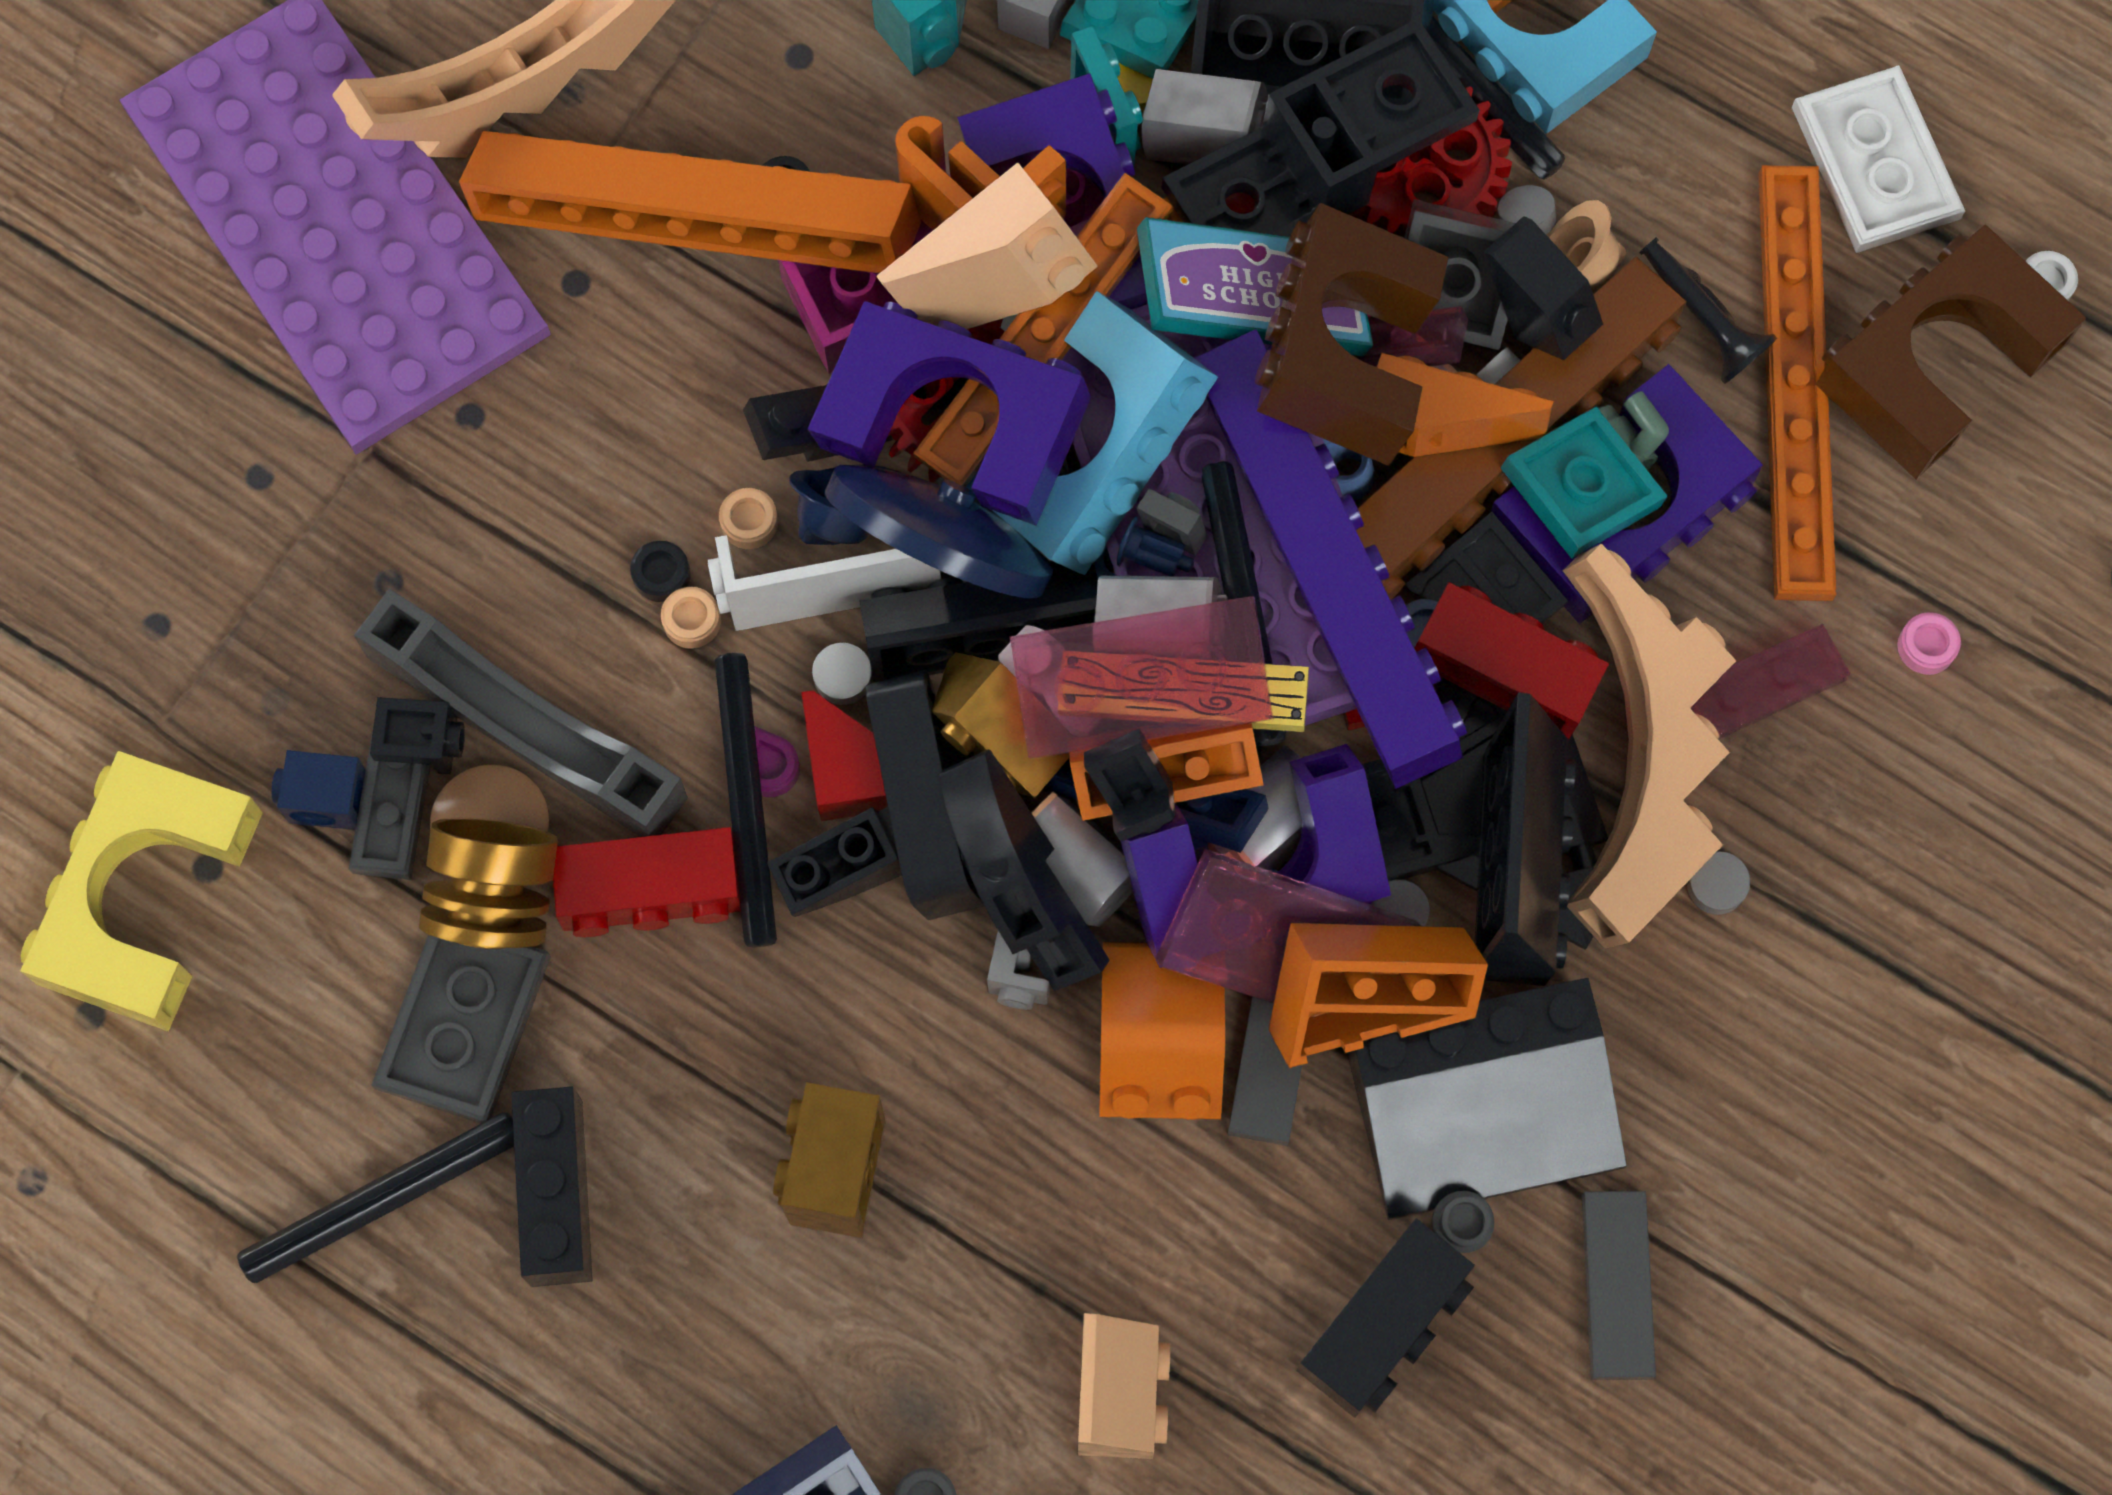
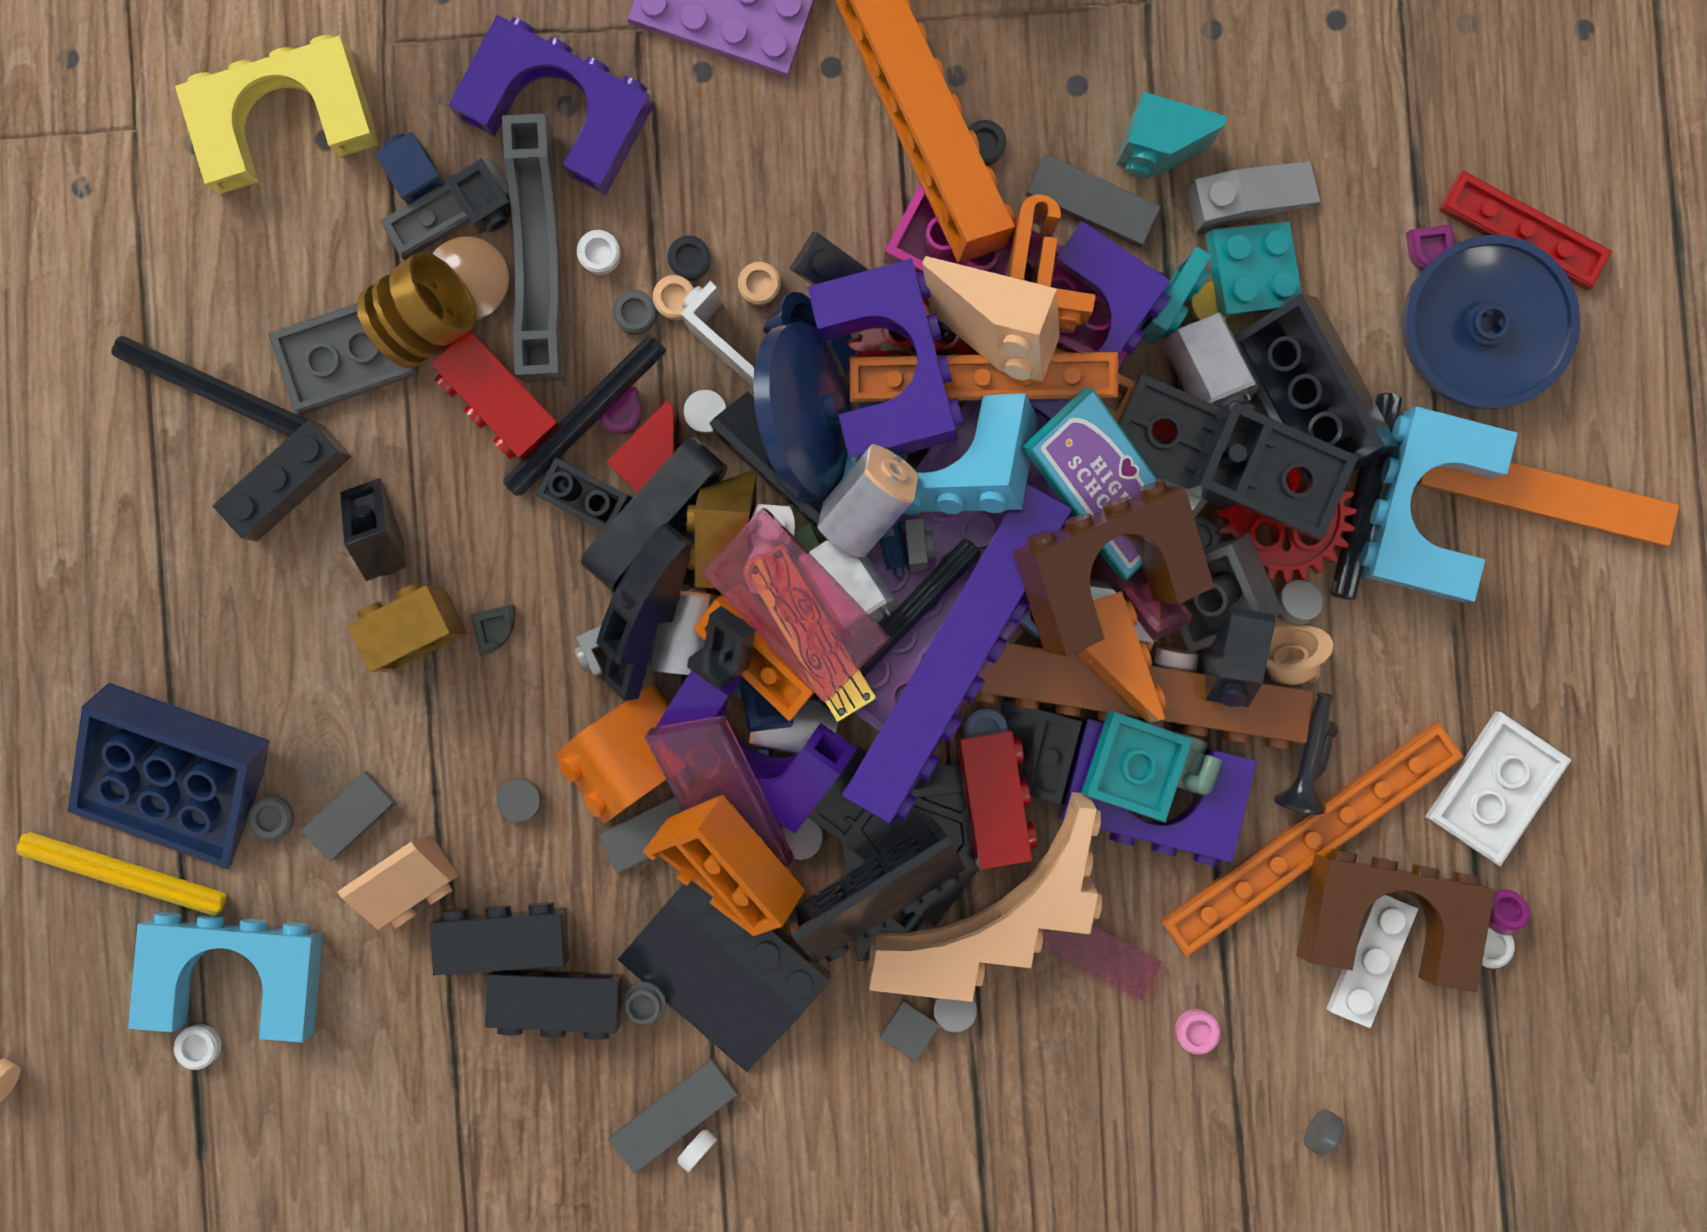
camera: 50 degrees right, 15 degrees up
(298, 583) = (515, 58): none -> dark purple arch
(576, 661) = (599, 252): none -> white tile
(672, 670) = (634, 312): none -> dark grey tile
(687, 1127) = (372, 530): none -> black slope
(901, 1080) = (493, 628): none -> pearl dark grey tile
(975, 90) = (1094, 200): none -> dark grey tile
(992, 1406) = (348, 816): none -> dark grey tile
(1088, 520) = (868, 501): none -> flat silver piece
(1121, 1194) = (519, 800): none -> dark grey tile
(1267, 1328) = (499, 939): none -> black brick
(1678, 1282) = (696, 1150): none -> white tile
(1706, 949) = (909, 1030): none -> dark grey tile
(1997, 434) = (1377, 953): none -> white plate
(2025, 234) = (1508, 912): none -> magenta tile

